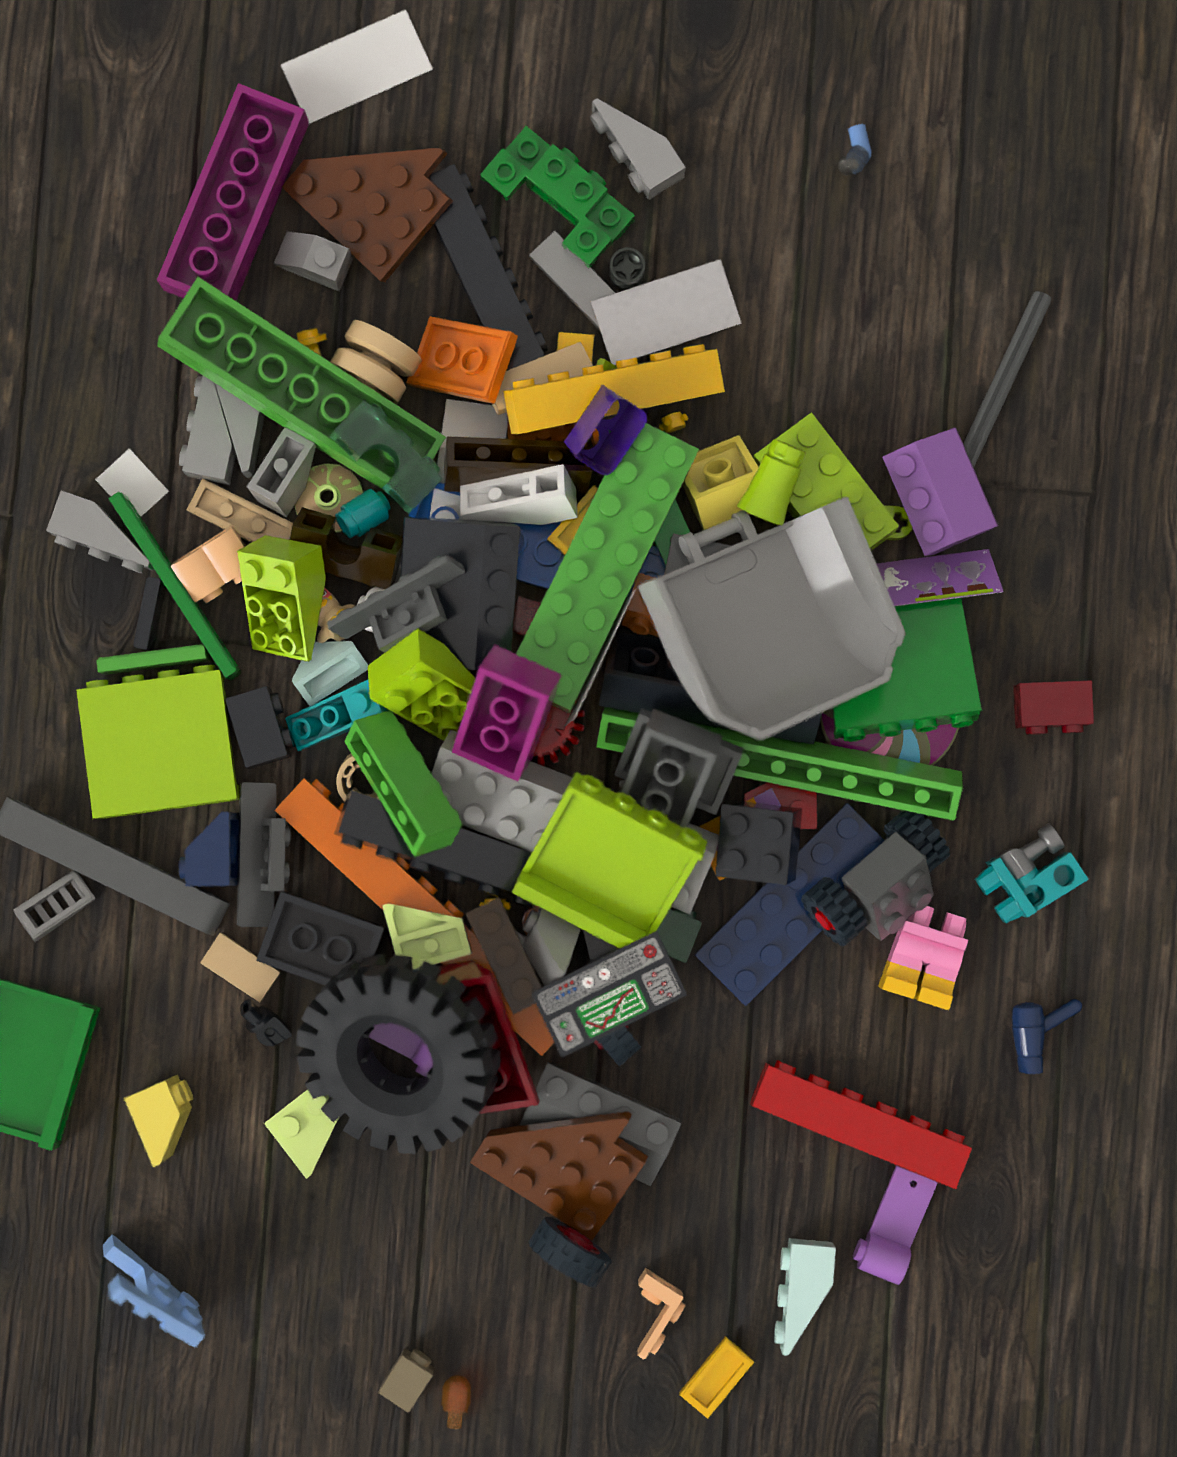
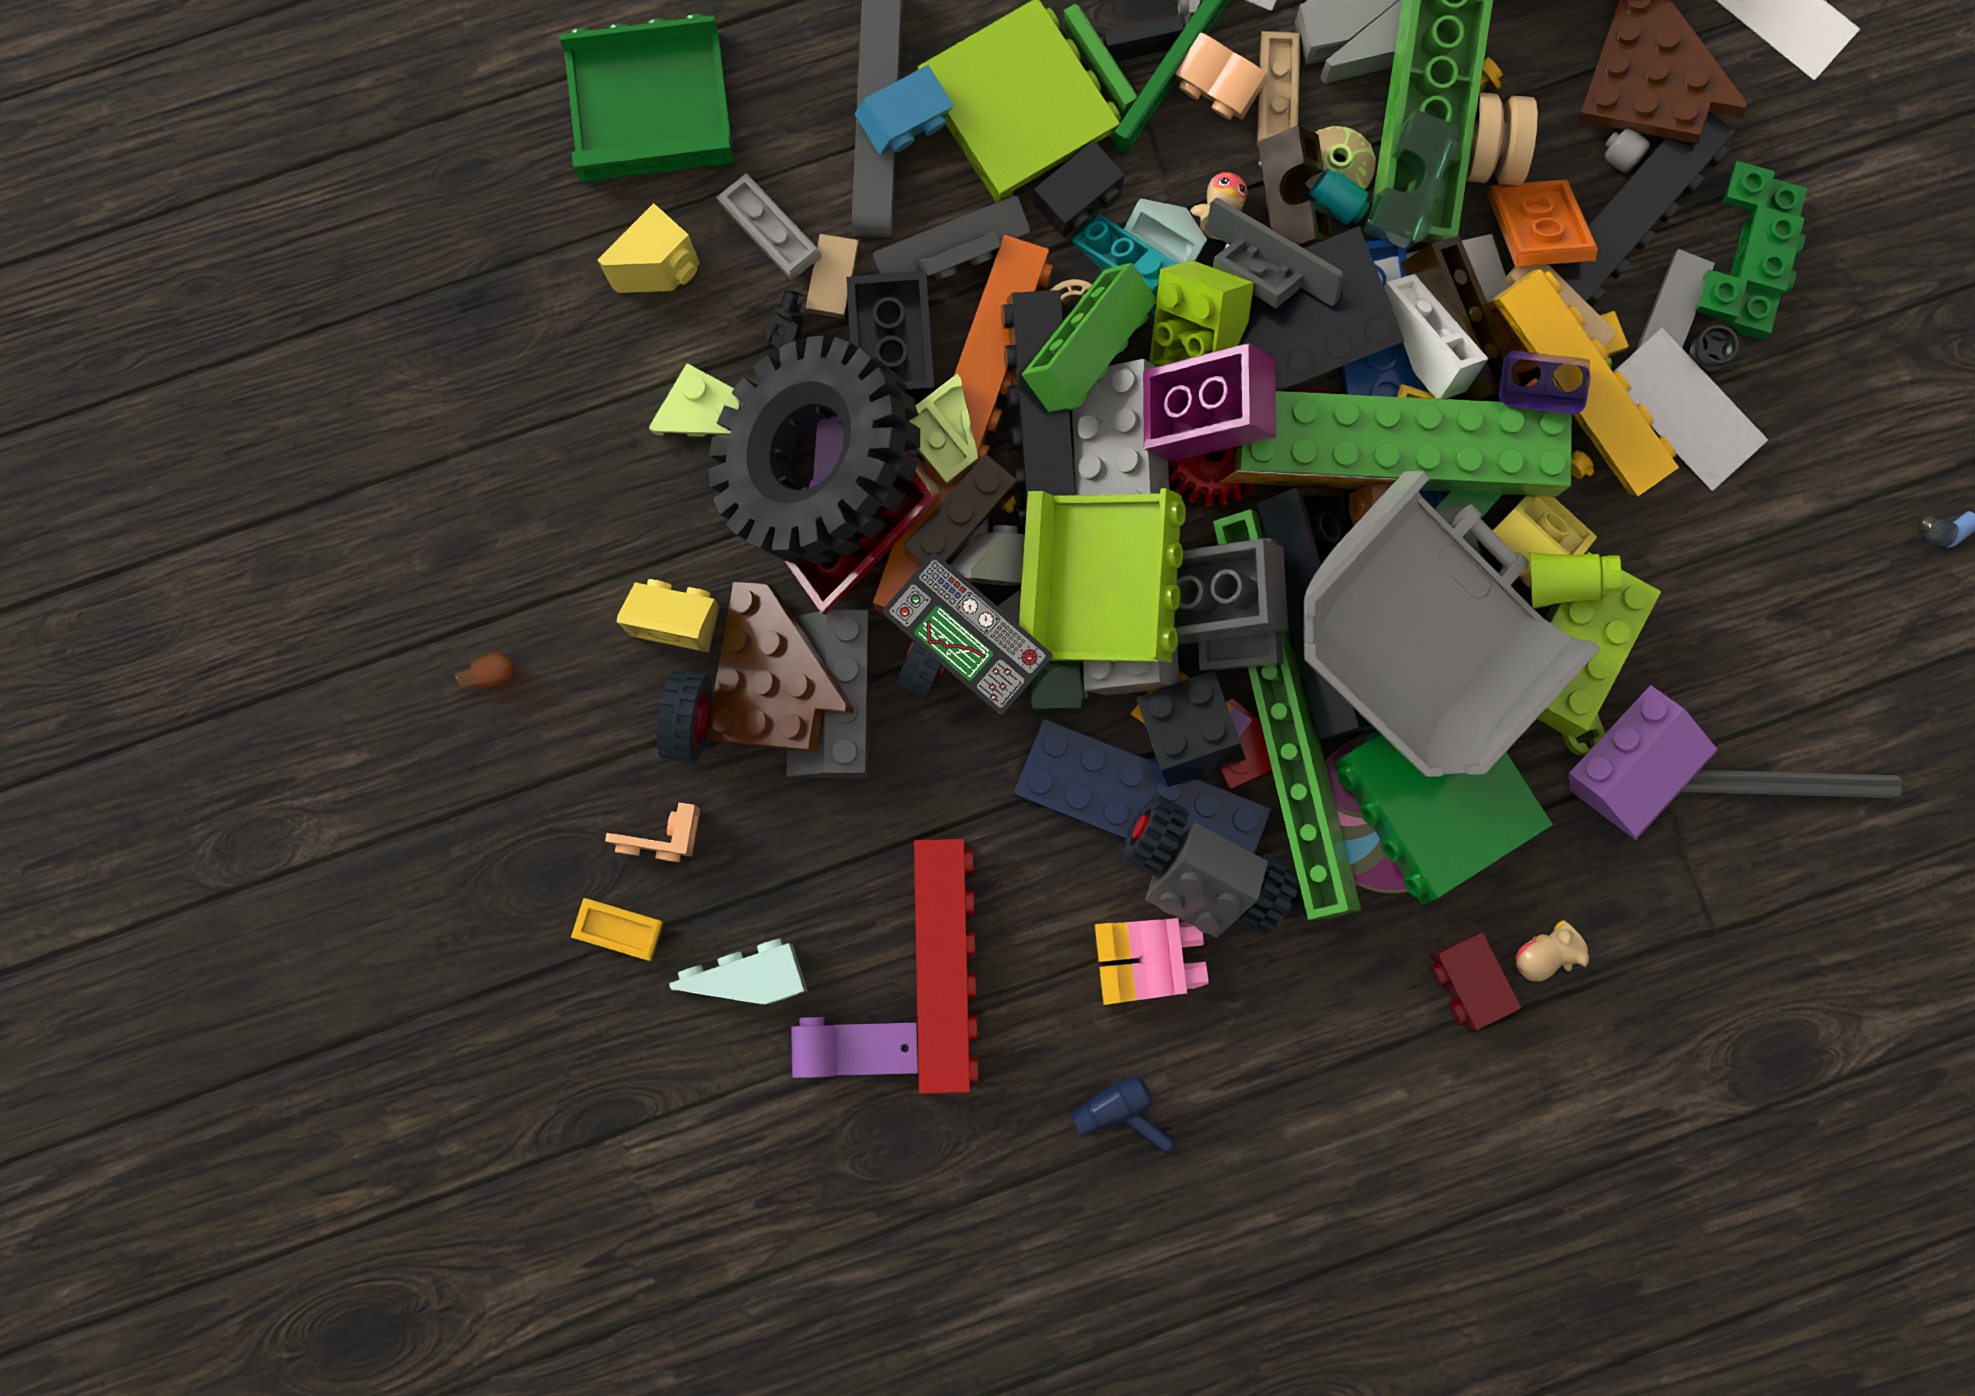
camera: 70 degrees right, 5 degrees down
(35, 902) = (797, 79): light grey slope -> none
(130, 848) = (904, 110): none -> dark azure brick
(153, 1294) = (470, 324): light blue wing -> none
(174, 1003) = (769, 227): none -> light grey tile
(213, 854) = (934, 192): dark blue slope -> none
(282, 594) = (1223, 149): lime slope -> none
(283, 472) = (1343, 101): light grey slope -> none
(314, 259) = (1570, 47): light grey slope -> none
(407, 1379) = (487, 612): dark tan brick -> none
(427, 257) = (1626, 150): none -> light grey piece
(477, 1228) = (669, 615): none -> light yellow slope
(645, 152) = (1842, 310): light grey slope -> none
(940, 577) = (1550, 800): medium lavender sticker -> none
(1025, 884) = (1272, 1032): teal hips -> none
(1056, 638) = (1546, 953): none -> tan animal

